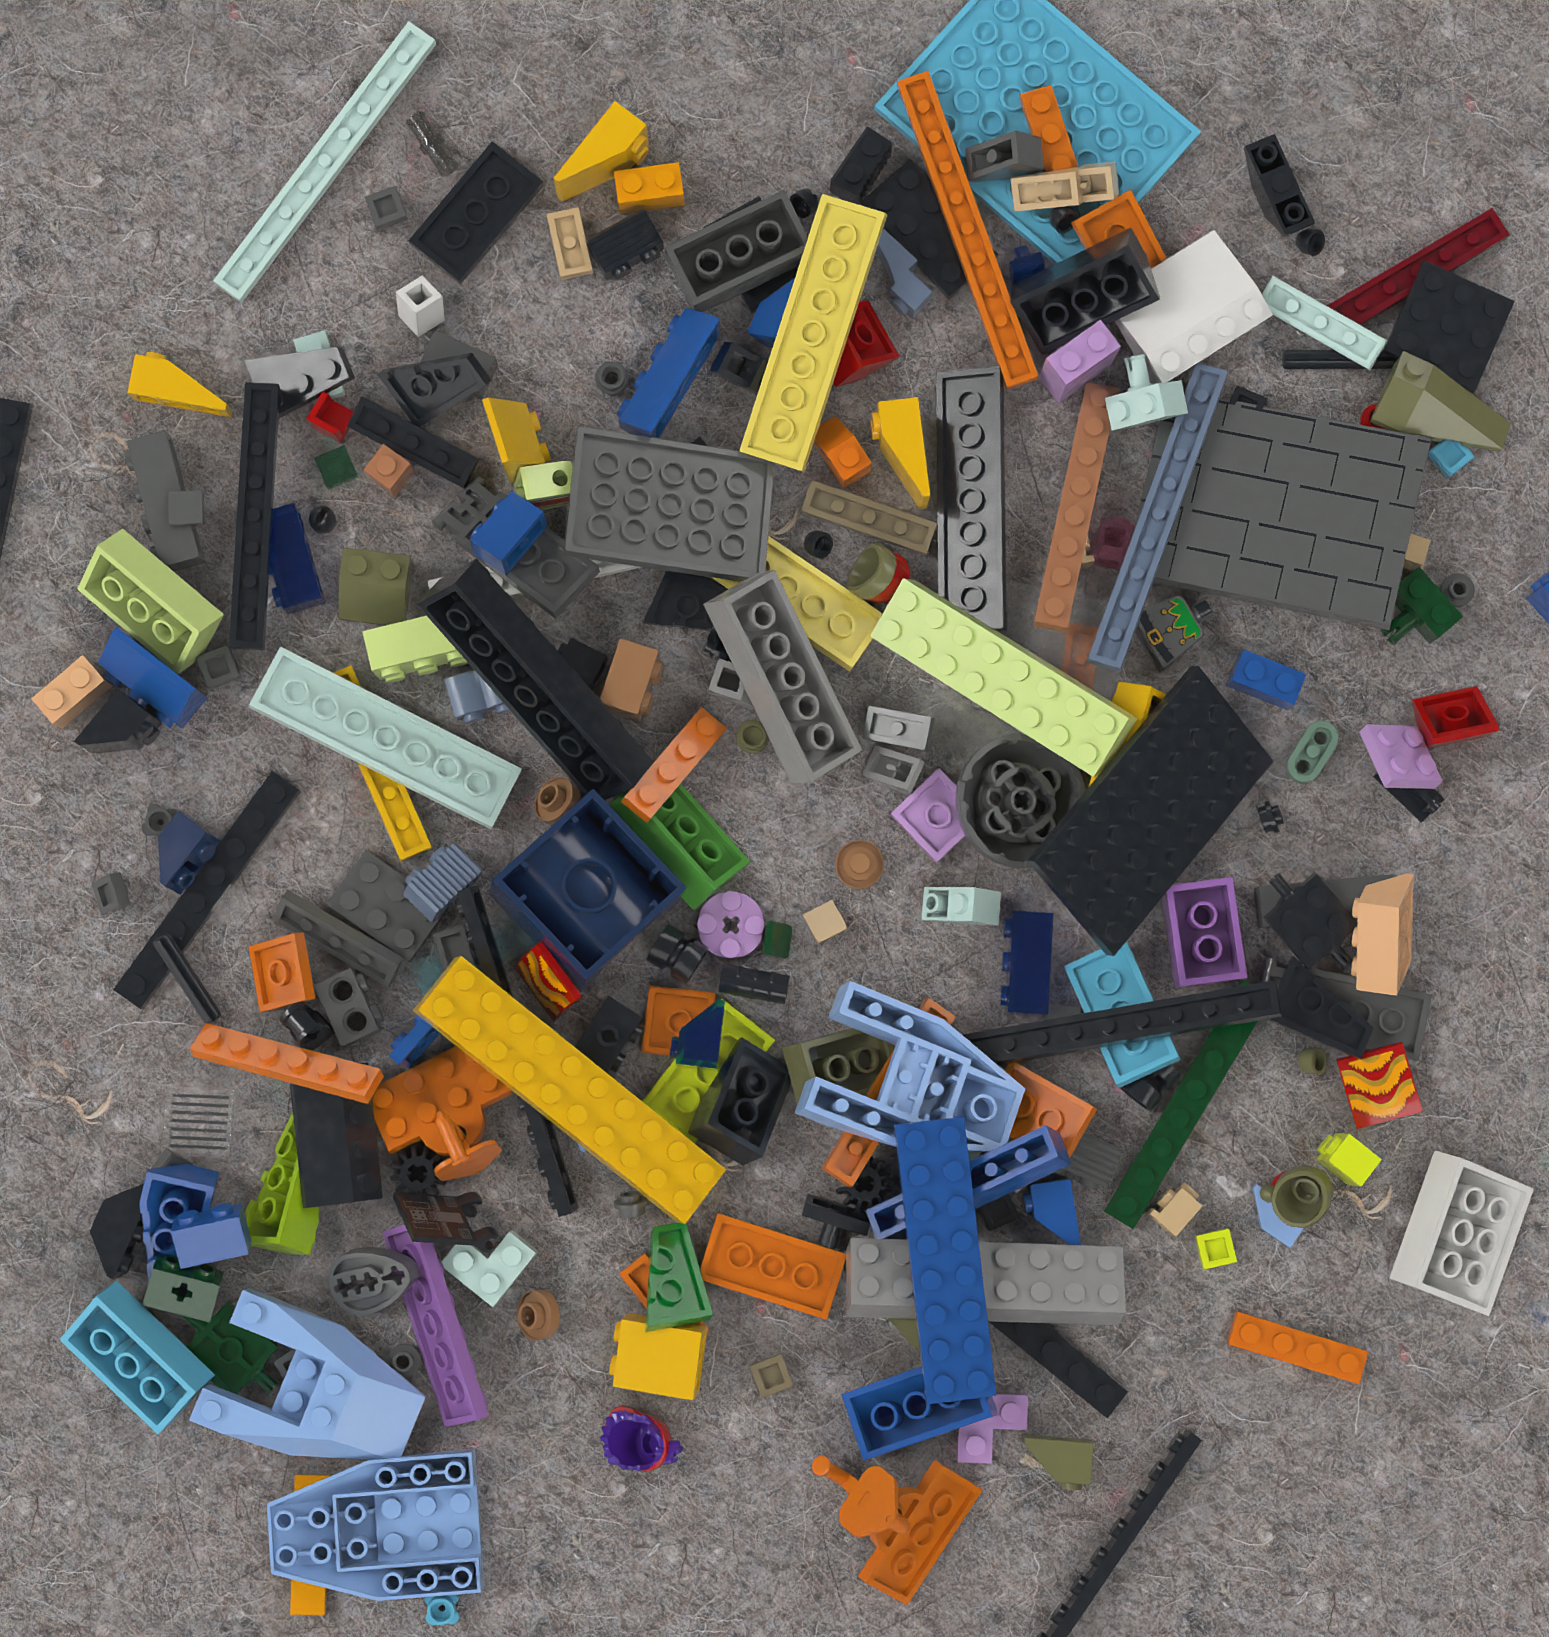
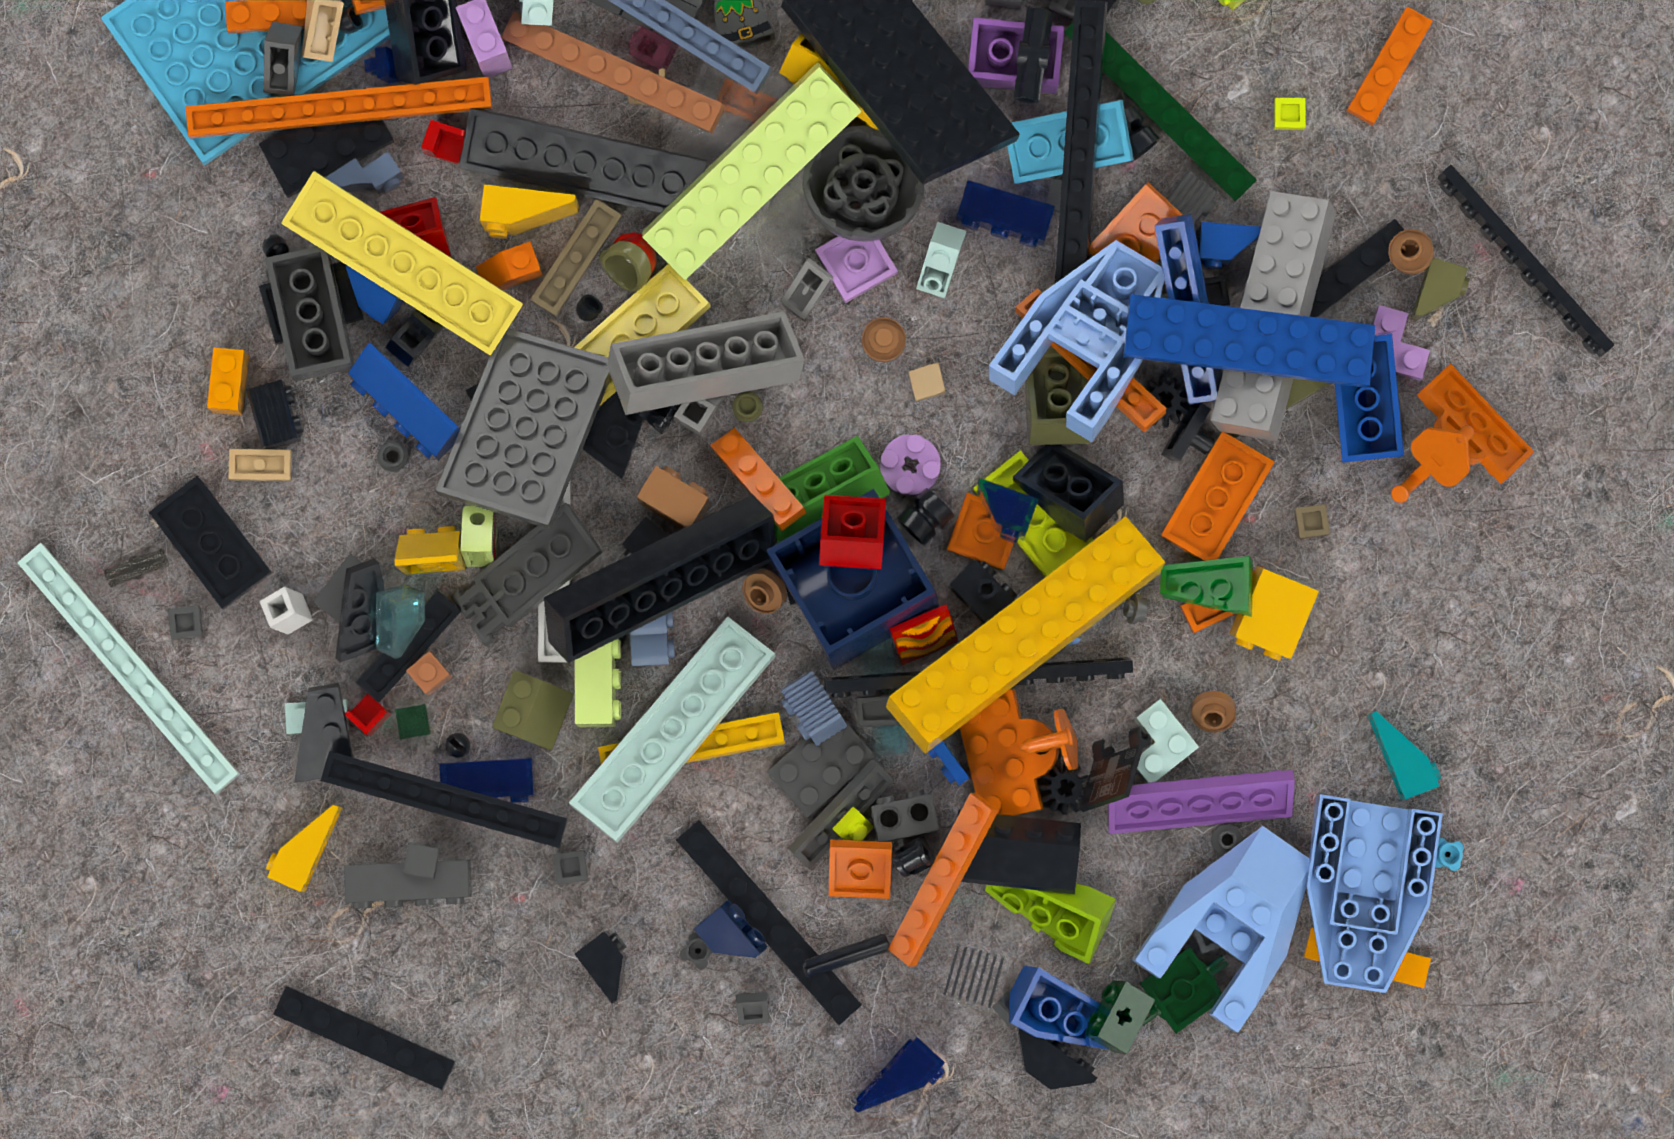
camera: 75 degrees left, 0 degrees up
(62, 1068) = (907, 1071): none -> clear blue slope
(71, 692) = (561, 1003): light nougat brick -> none
(137, 1357) = (1171, 1070): medium azure brick -> none
(149, 680) = (568, 929): blue slope -> none
(150, 601) = (498, 912): yellowish green brick -> none
(210, 1235) = (1079, 979): brick -> none
(326, 954) = (853, 826): none -> neon yellow plate
(376, 1263) = (1134, 855): dark grey piece -> none
(437, 422) = (398, 618): none -> clear light blue slope
(508, 532) = (515, 576): blue brick -> none
(527, 1542) = (1406, 763): none -> teal slope
(611, 146) = (186, 407): yellow slope -> none
(631, 874) = (852, 532): none -> red slope
(638, 1440) = (1342, 648): dark purple hair -> none
(754, 983) = (967, 456): black axle -> none
(777, 940) = (932, 428): dark green slope -> none
(861, 166) = (256, 188): black brick -> none
(898, 728) = (771, 276): plate -> none
(958, 348) = (443, 142): none -> red panel
(1093, 1417) = (1411, 251): none -> medium nougat plate
(1176, 1209) = (1248, 139): tan brick -> none
(1205, 950) = (1033, 55): none -> black piece
(1271, 1223) = (1275, 54): light blue tile -> none
(1299, 1196) = (1261, 29): olive piece -> none

